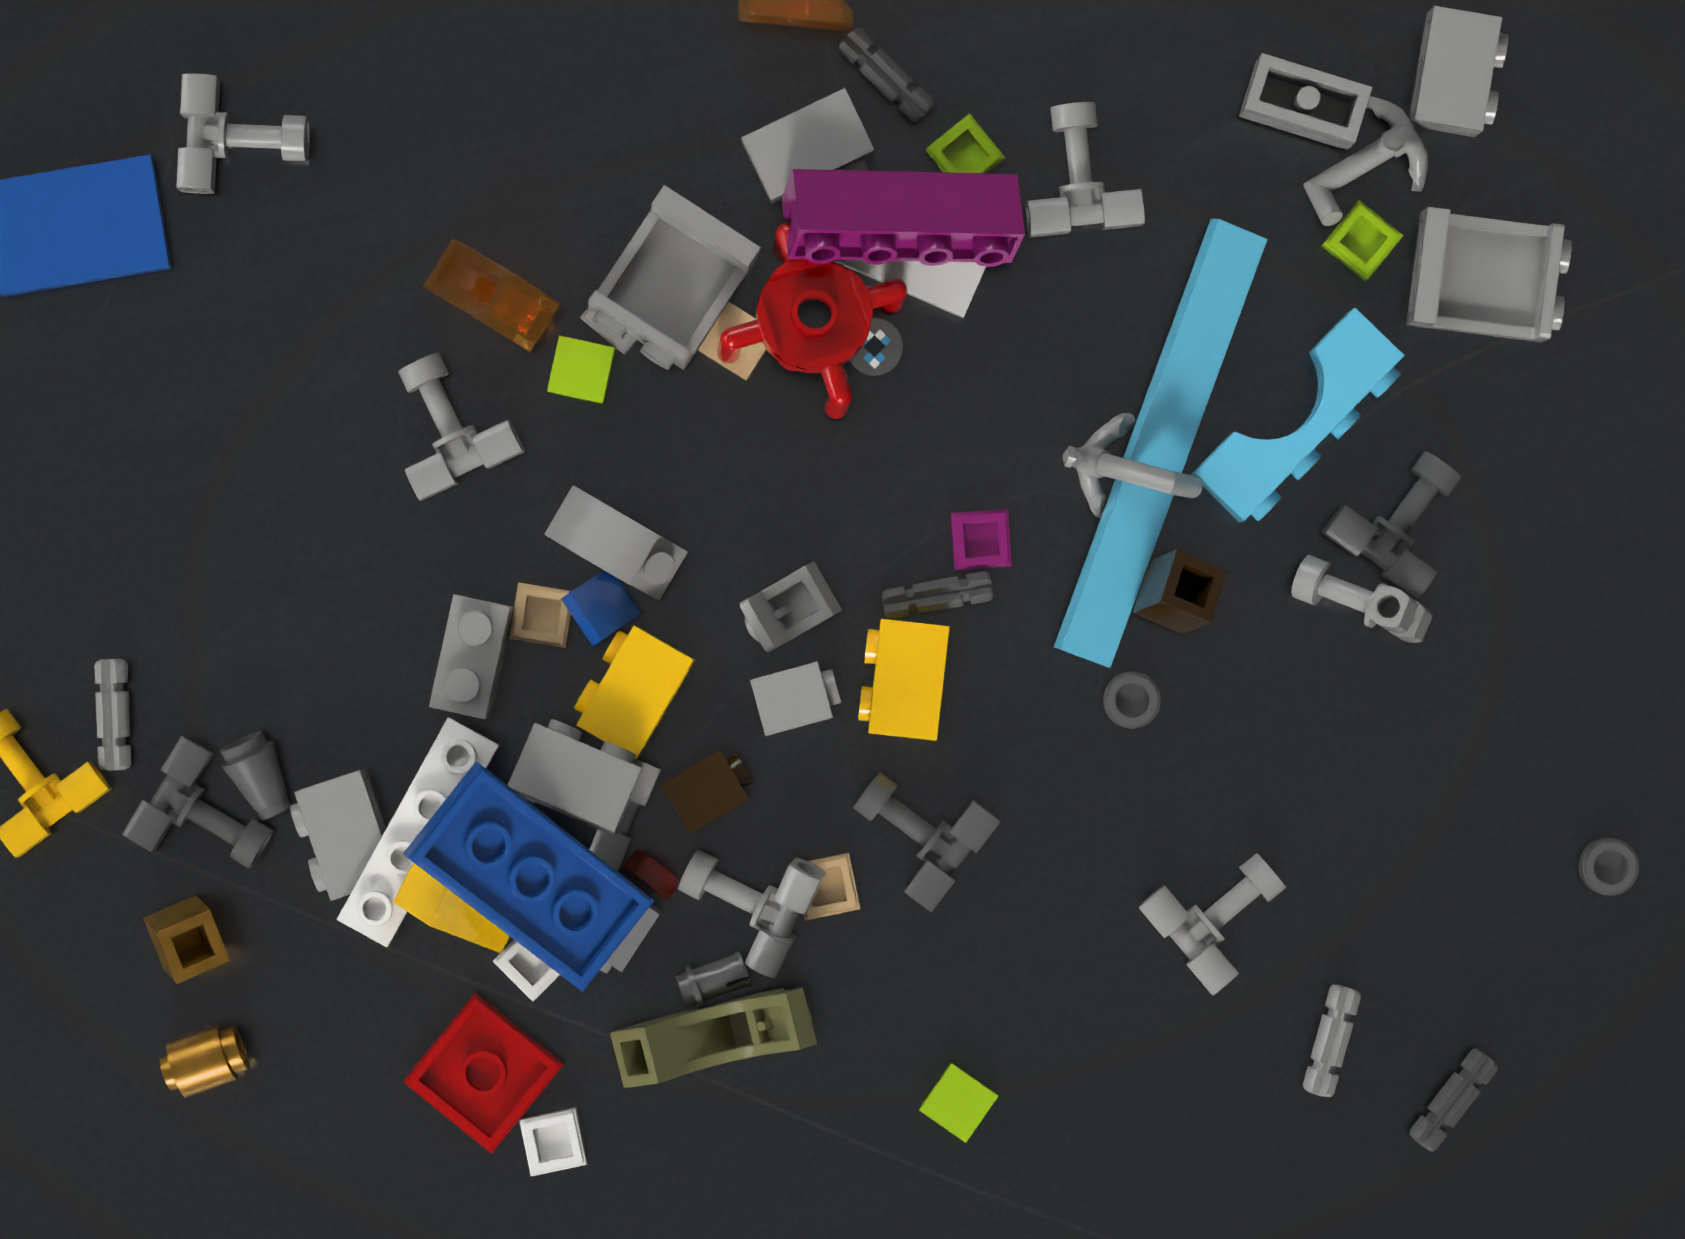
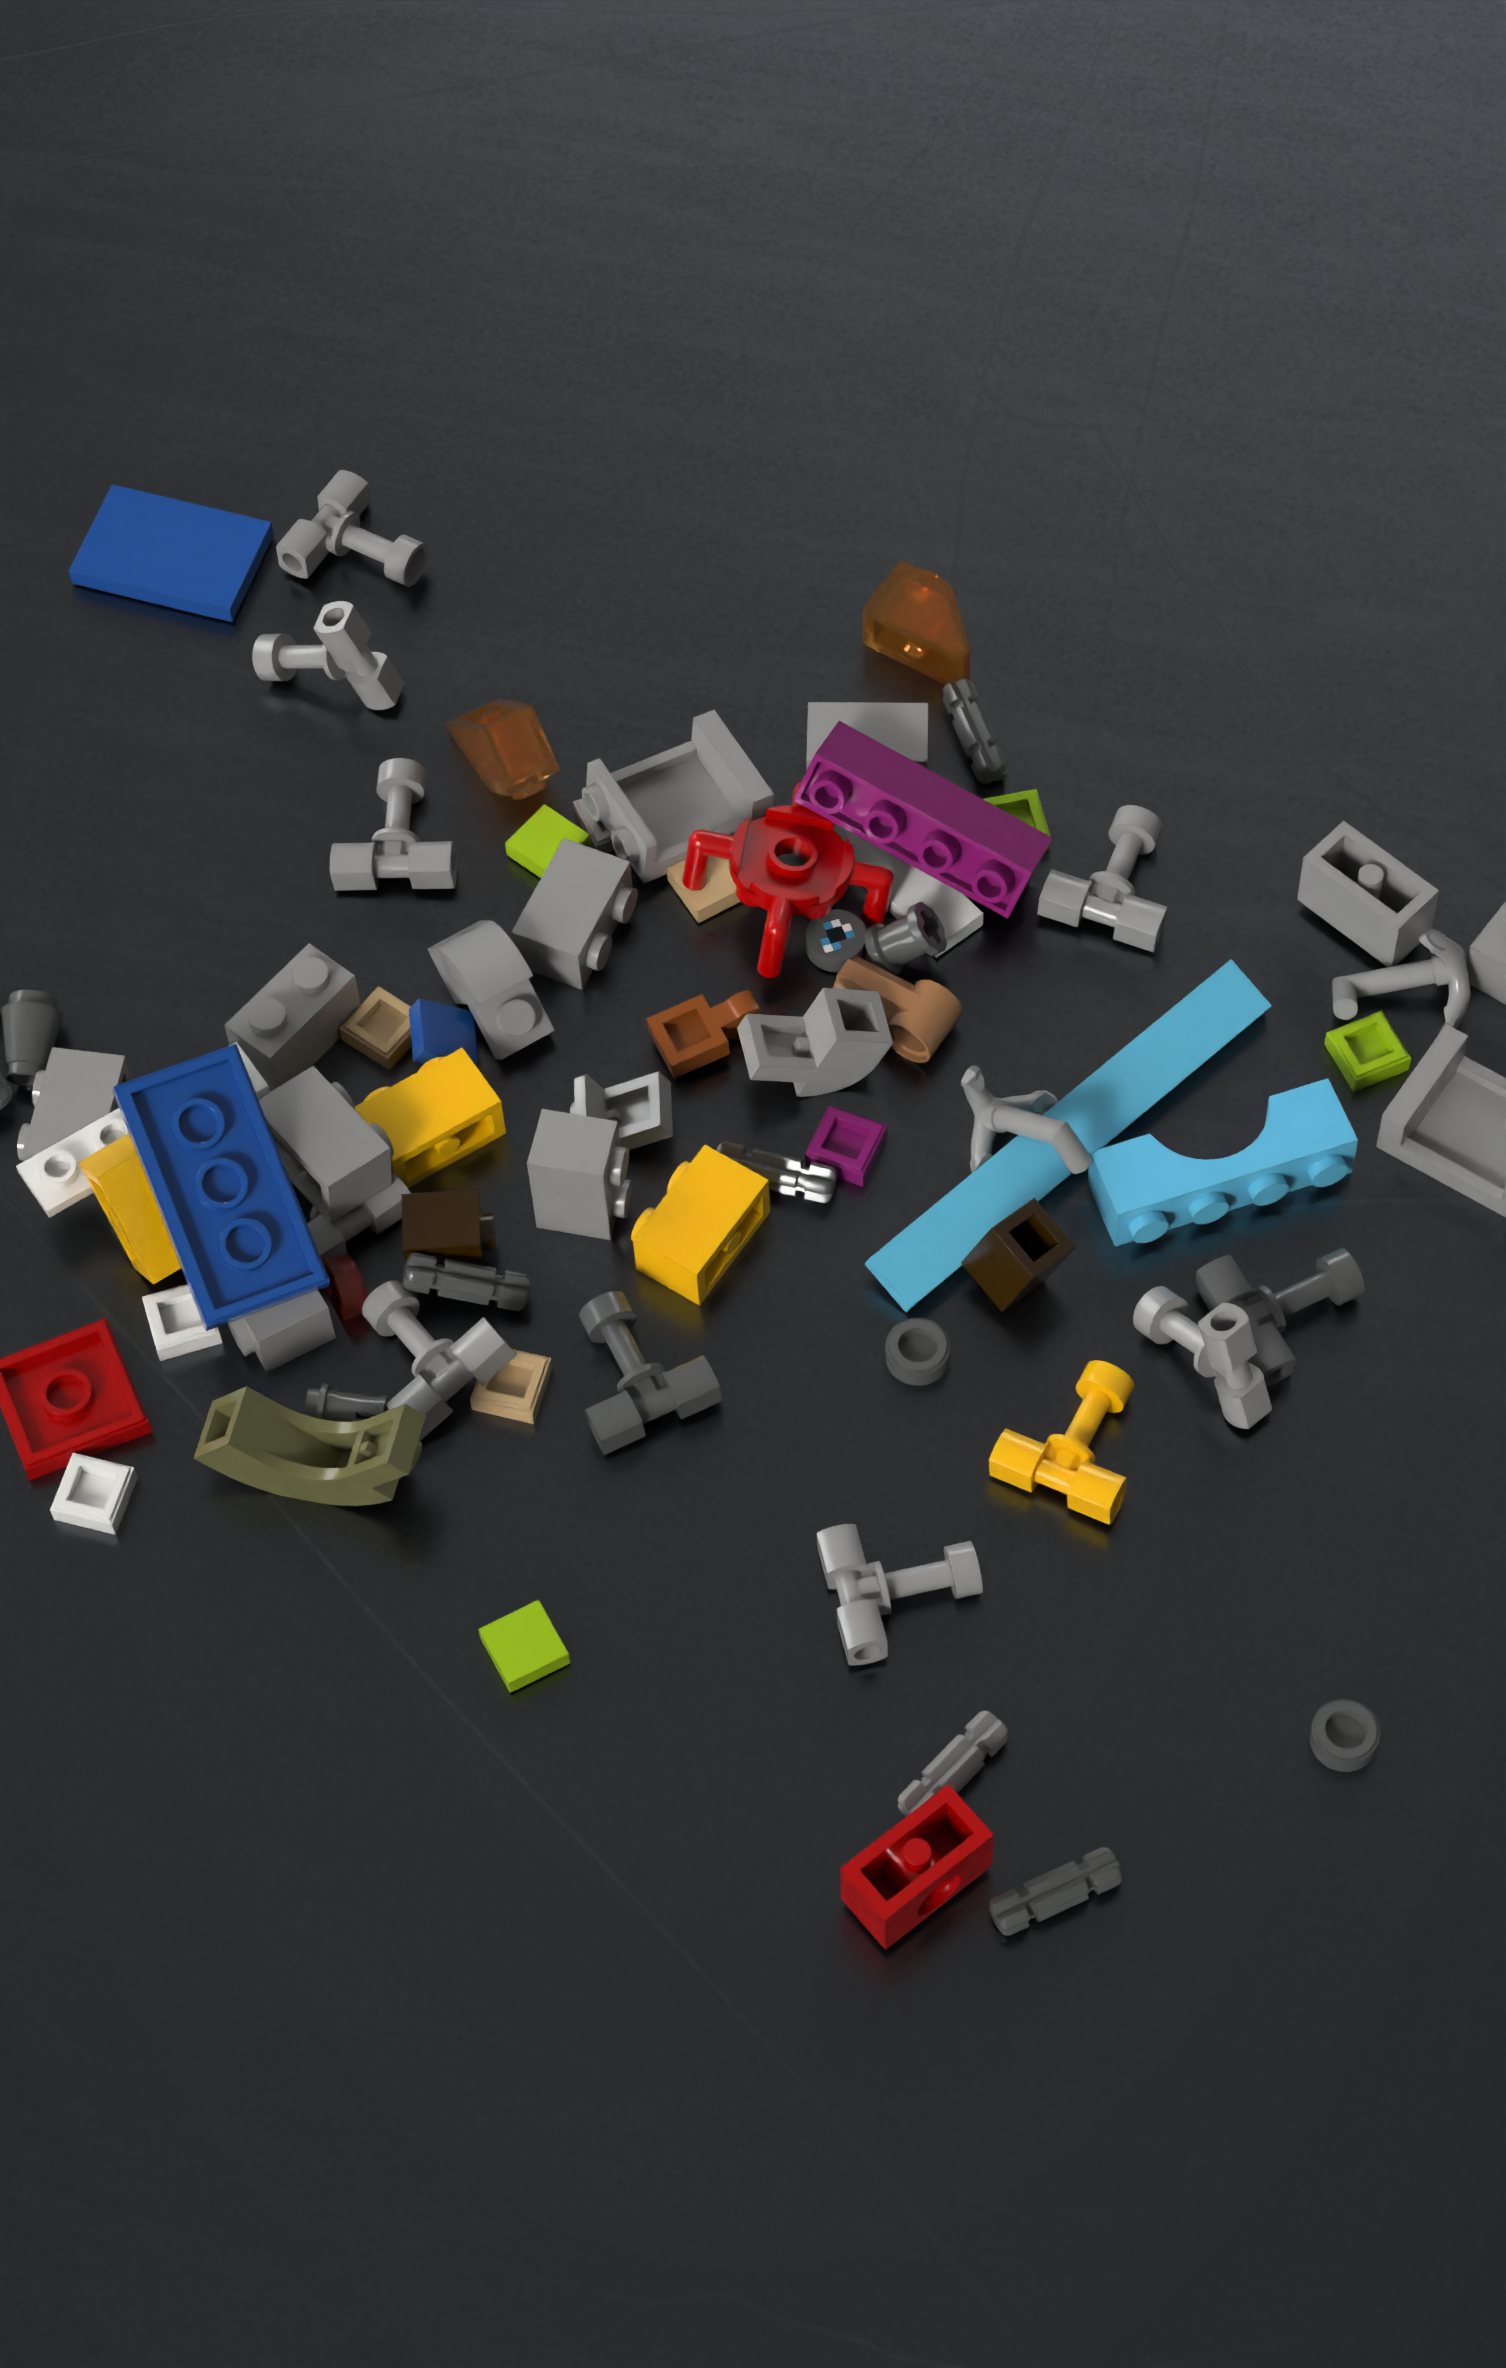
camera: 30 degrees right, 30 degrees down
(302, 280) = (341, 656): none -> light grey bar
(646, 436) = (575, 913): none -> light grey brick
(747, 824) = (466, 1281): none -> dark grey axle
(806, 500) = (697, 1034): none -> dark orange plate
(917, 471) = (823, 1050): none -> light grey brick
(939, 330) = (905, 938): none -> dark grey bush
(974, 396) = (916, 1014): none -> medium nougat piece
(1296, 748) = (1065, 1459): none -> yellow bar
(1352, 1146) = (916, 1866): none -> red brick

